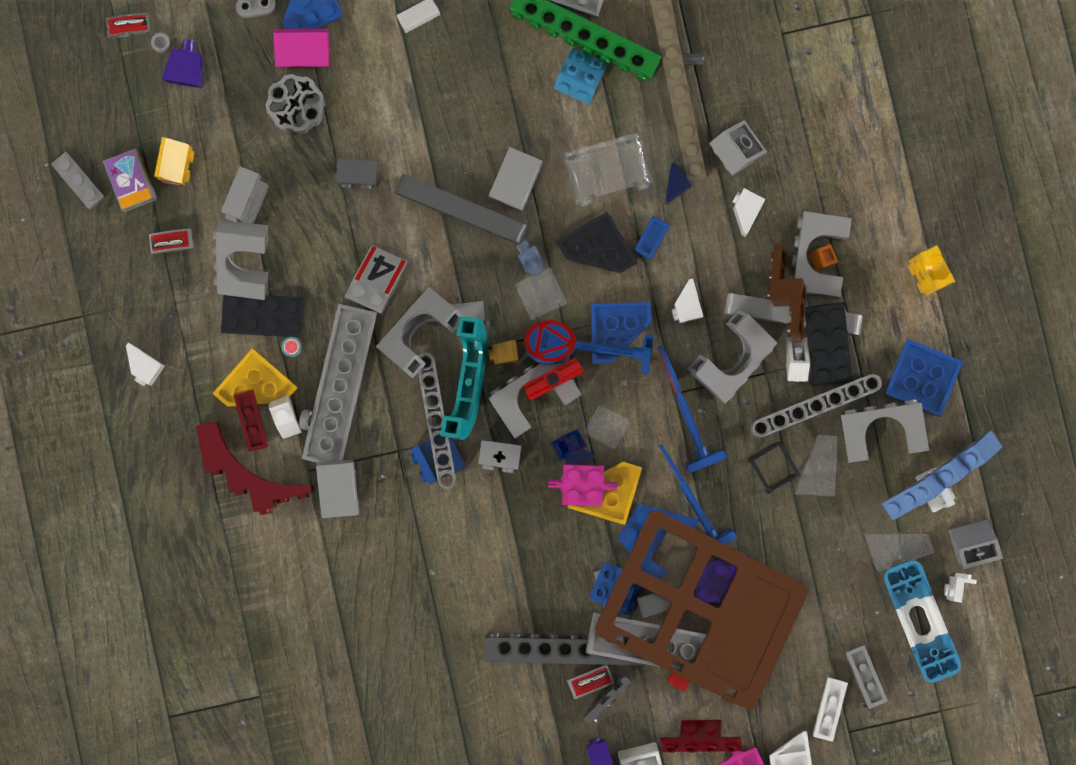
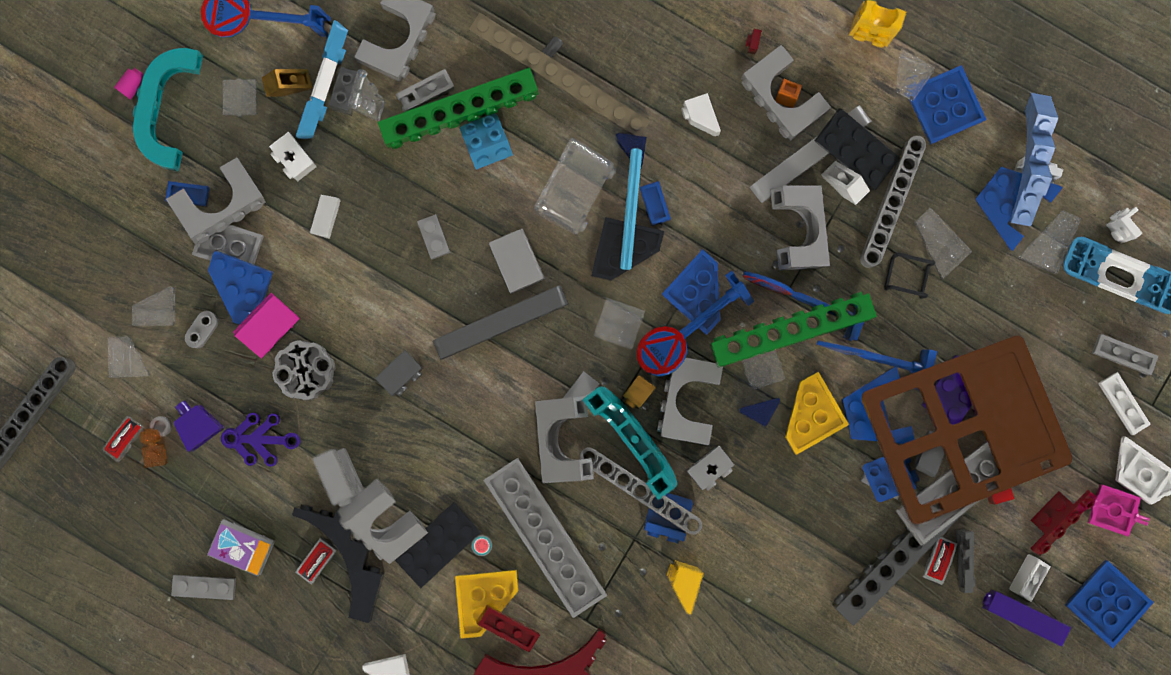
camera: 50 degrees left, 0 degrees up
(137, 56) = (154, 453): none -> clear orange plate
(174, 162) = (259, 502): yellow slope -> none
(187, 289) = (364, 581): none -> black arch
(215, 118) = (256, 439): none -> dark purple plant
(284, 417) = (529, 601): white slope -> none
(305, 419) = (546, 587): light grey tile -> none
(337, 488) = (621, 612): light grey piece -> none
(376, 280) = (492, 434): light grey slope -> none
(399, 511) = (686, 582): none -> yellow slope
(477, 104) = (433, 237): none -> light grey plate
(530, 258) = (587, 306): sand blue hips -> none
(565, 373) = (696, 361): red piece -> none
(568, 444) = (752, 410): clear blue slope -> none
(582, 484) = (791, 428): dark pink plate -> none
(629, 223) = (631, 209): none -> medium azure axle
(687, 305) = (729, 223): white slope -> none
(713, 458) = (864, 312): none -> green brick
(737, 147) = (649, 77): light grey slope -> none
(787, 292) = (793, 142): reddish brown bracket -> none
(835, 196) = (753, 41): none -> dark red plate
(891, 479) = (998, 201): none -> blue wing
(908, 415) = (935, 184): light grey arch -> none
(921, 332) = (912, 74): none -> clear wing
(975, 544) = (1104, 184): light grey slope -> none

